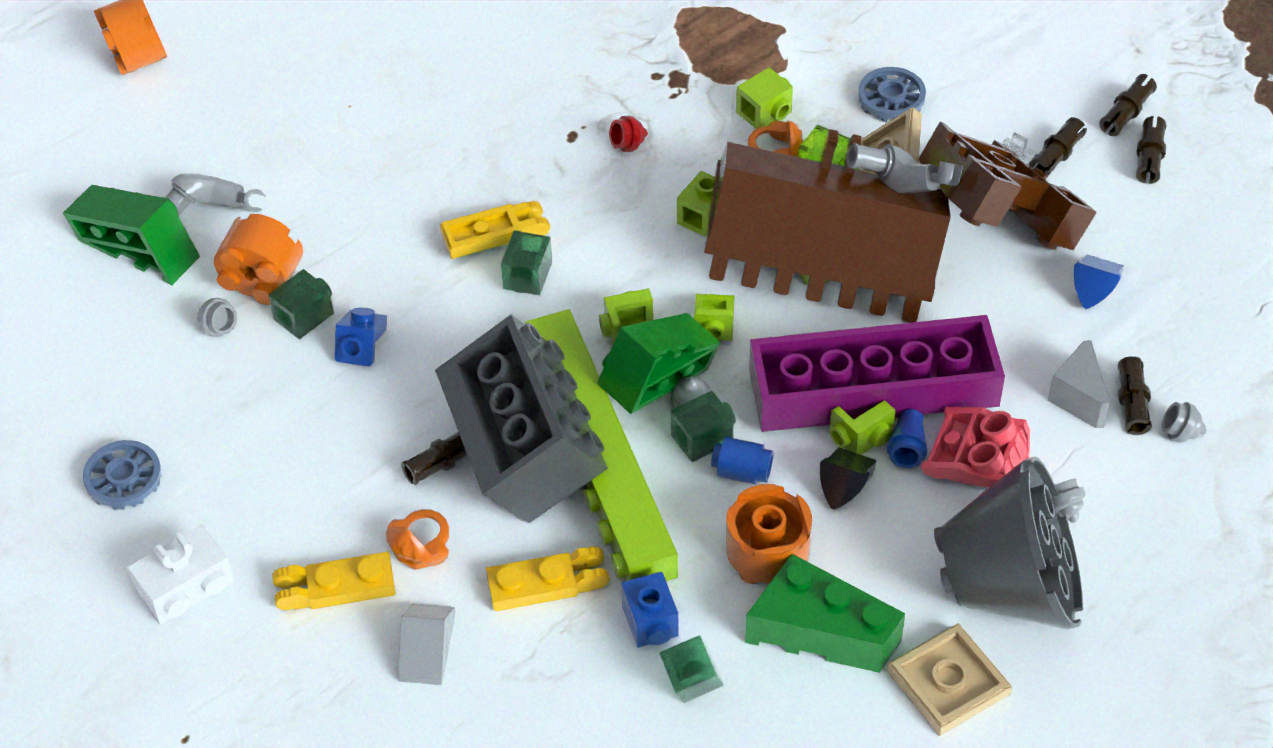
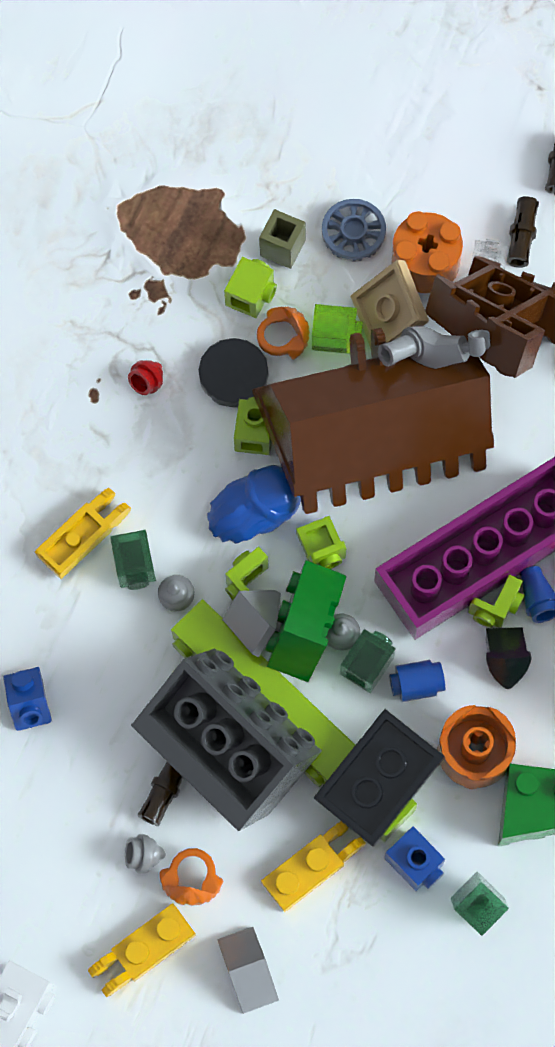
camera: 25 degrees left, 20 degrees up
(388, 500) = (142, 853): none -> light grey plate
(550, 301) = (176, 593): none -> light grey plate
(600, 334) = (254, 618): none -> light grey slope
(650, 511) = (379, 777): none -> black tile
(666, 261) = (252, 505): none -> blue hair
(701, 153) = (232, 370): none -> black tile
(816, 69) = (282, 238): none -> olive brick
(957, 108) = (429, 246): none -> orange brick

